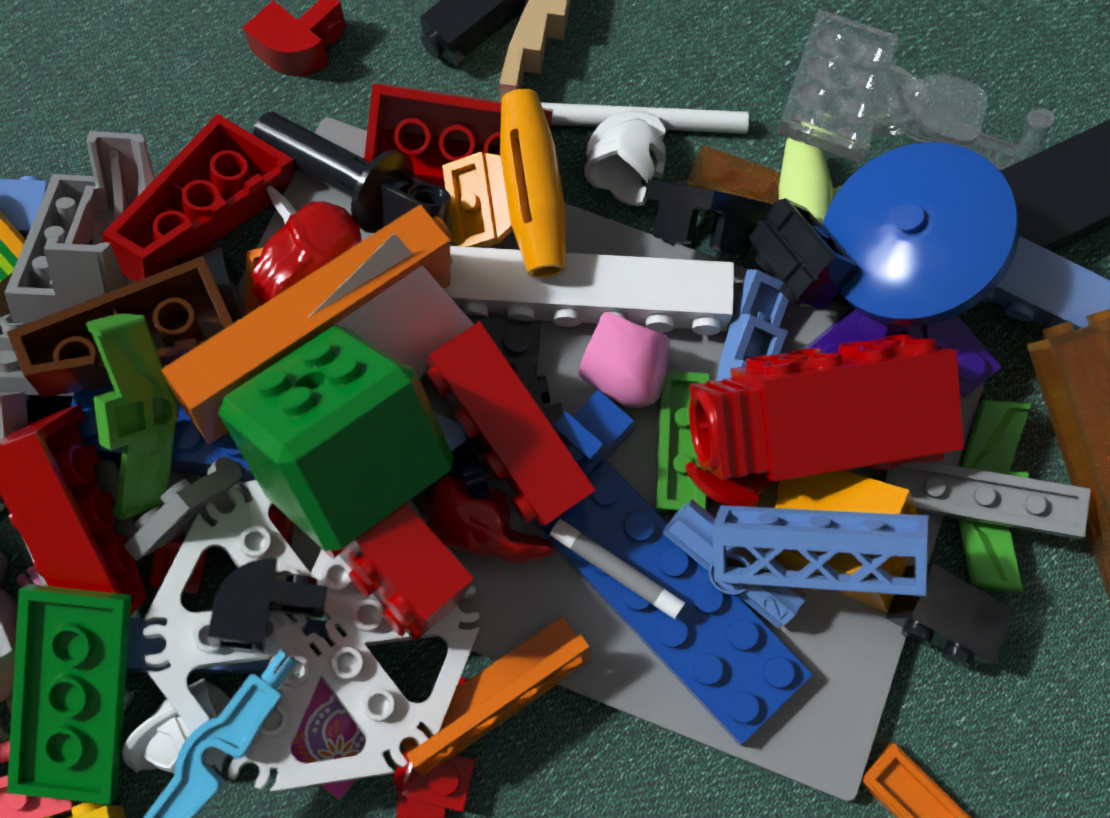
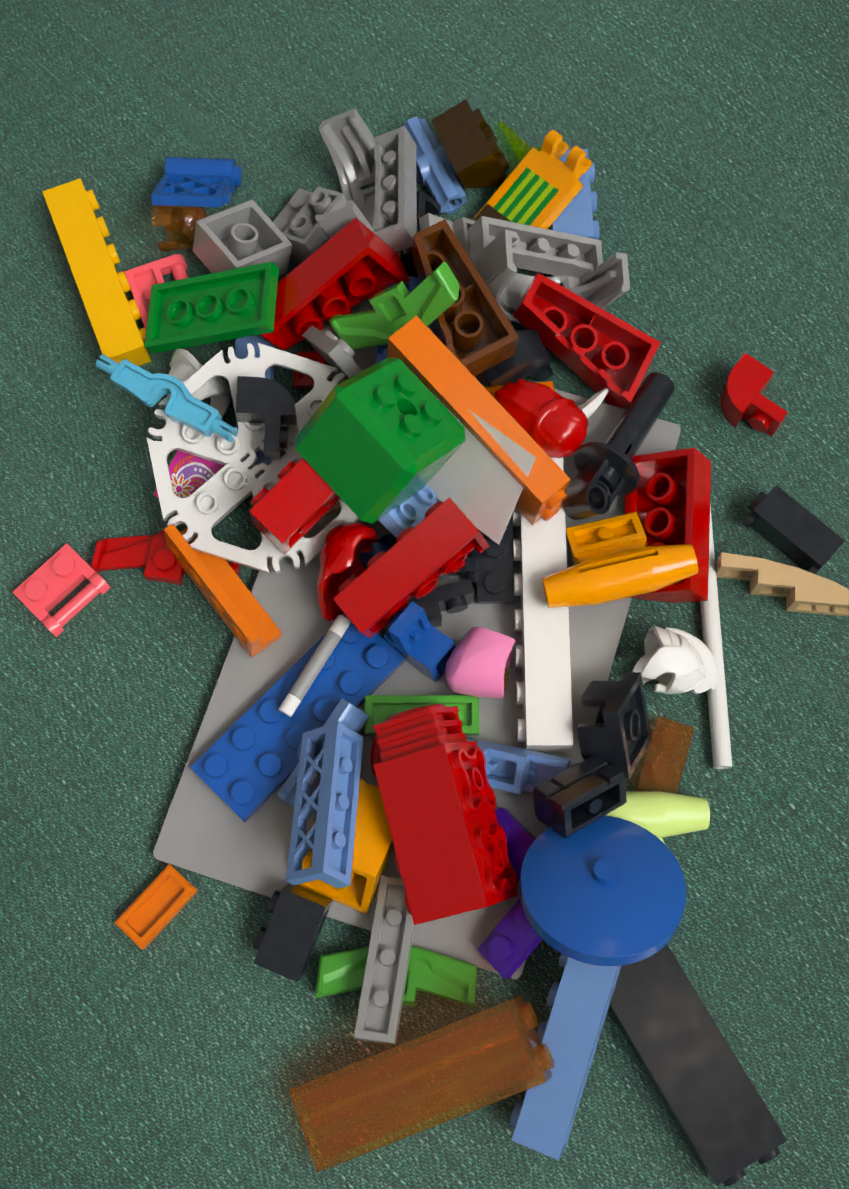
camera: 90 degrees right, 0 degrees up
(854, 89) = (759, 861): clear plate -> none

